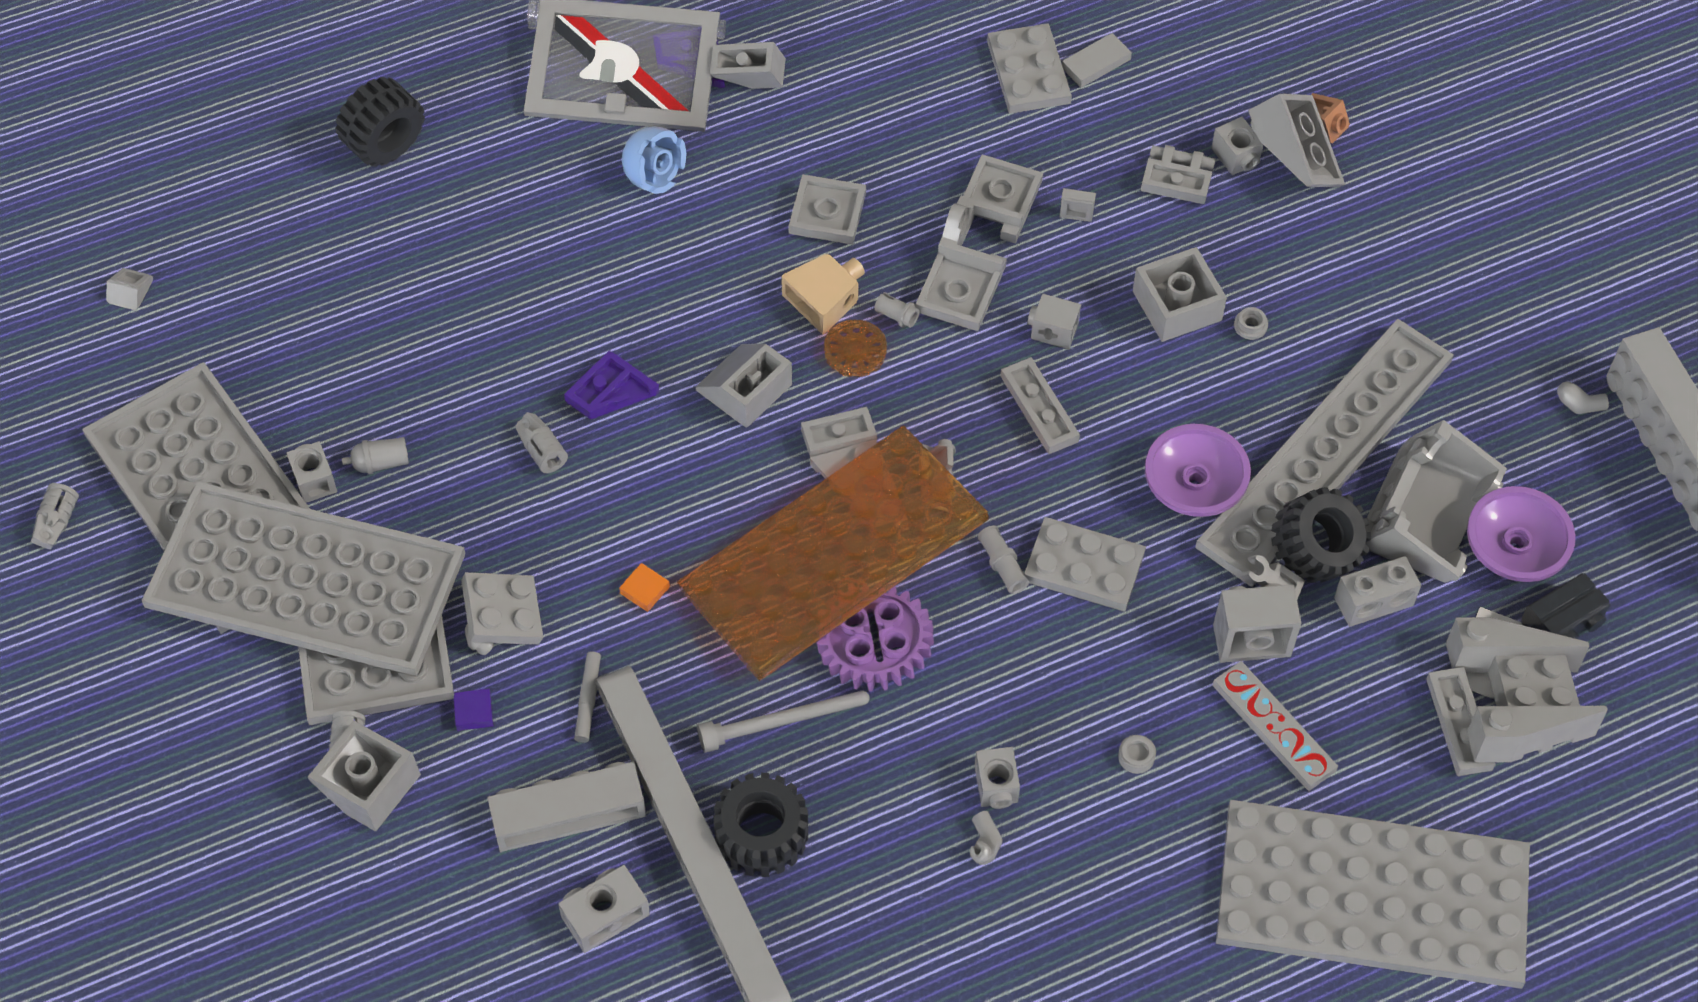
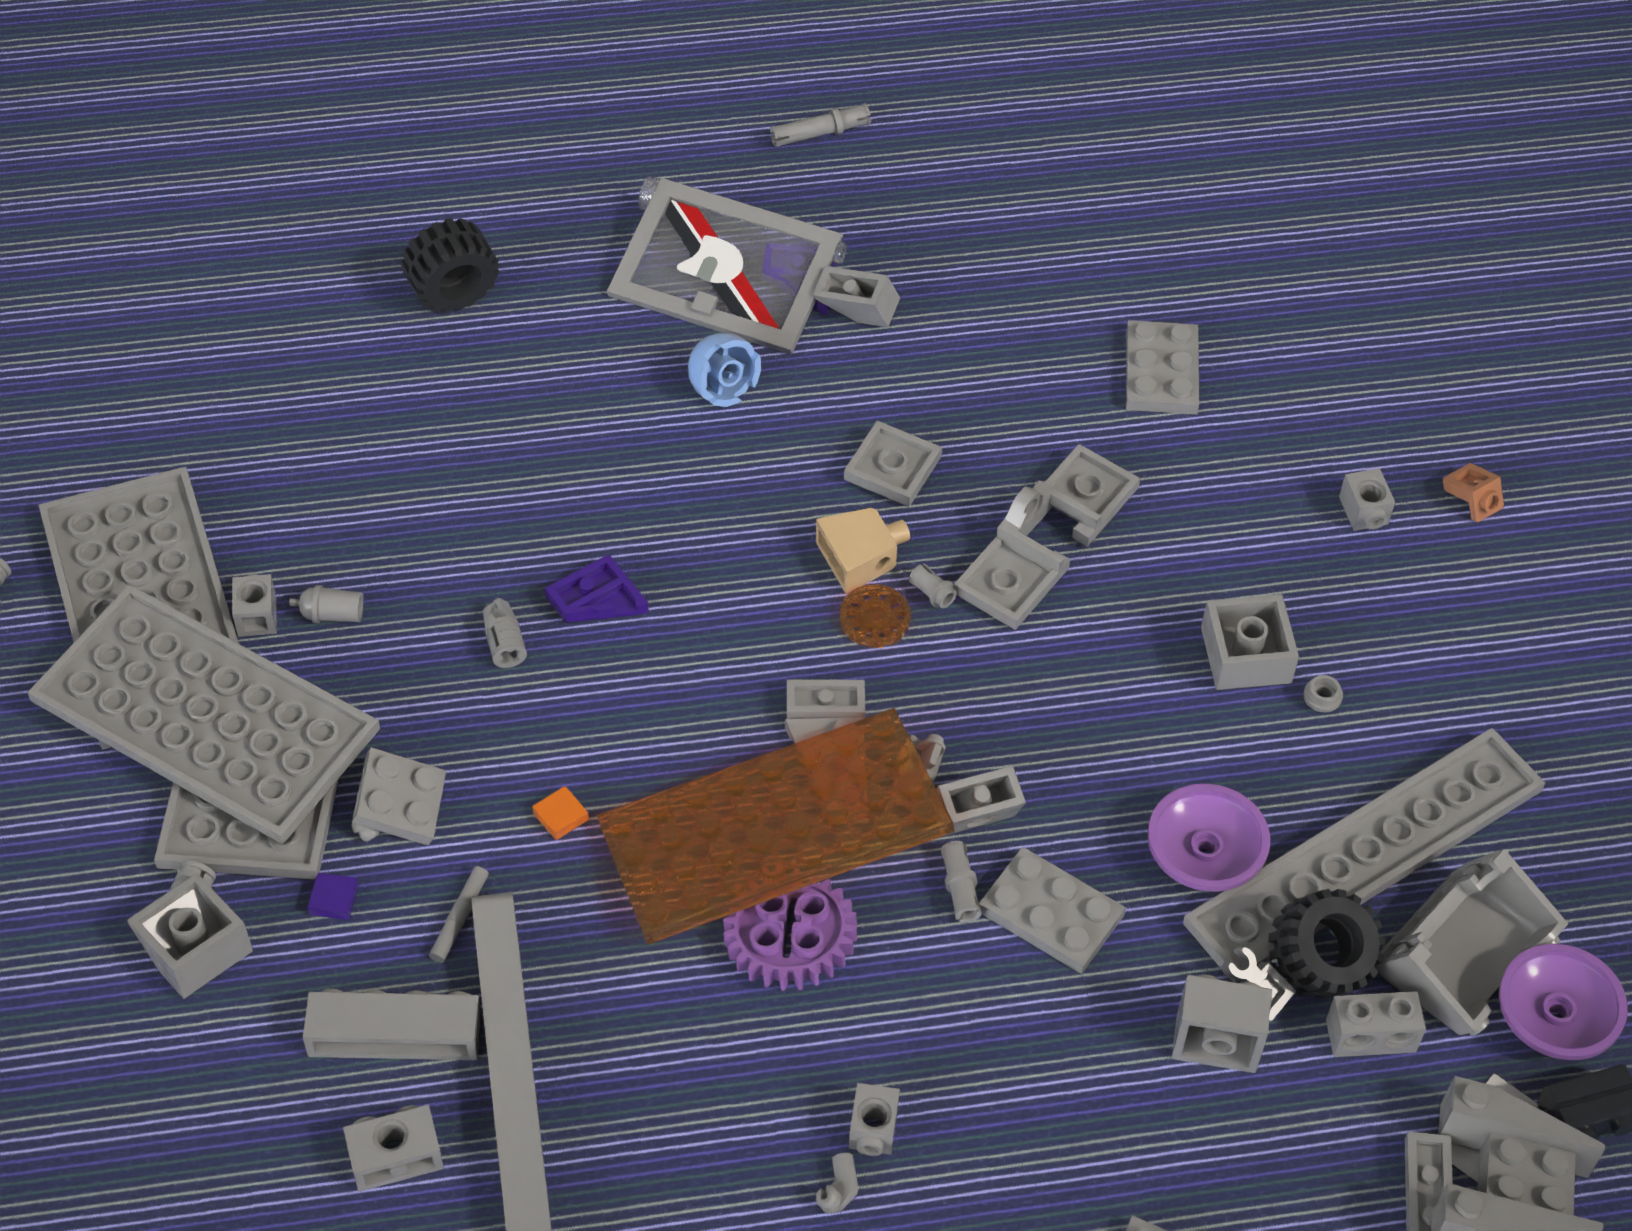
camera: 15 degrees right, 5 degrees down
(128, 288) = (140, 376): light grey slope -> none
(713, 735) = (579, 991): light grey piece -> none
(747, 382) = (744, 623): light grey slope -> none
(756, 797) = (590, 1070): black tyre -> none
(1003, 483) = (982, 798): none -> light grey brick
(1040, 405) = (1056, 725): light grey plate -> none
(1054, 321) = (1102, 638): light grey brick -> none
(1077, 205) = (1167, 521): light grey tile -> none
(1096, 60) = (1239, 375): light grey tile -> none
(1137, 754) = (1042, 1136): light grey tile -> none
(1176, 180) = (1288, 521): light grey plate -> none
(1275, 726) = (1211, 1146): light grey tile -> none
(1297, 137) = (1435, 505): light grey slope -> none

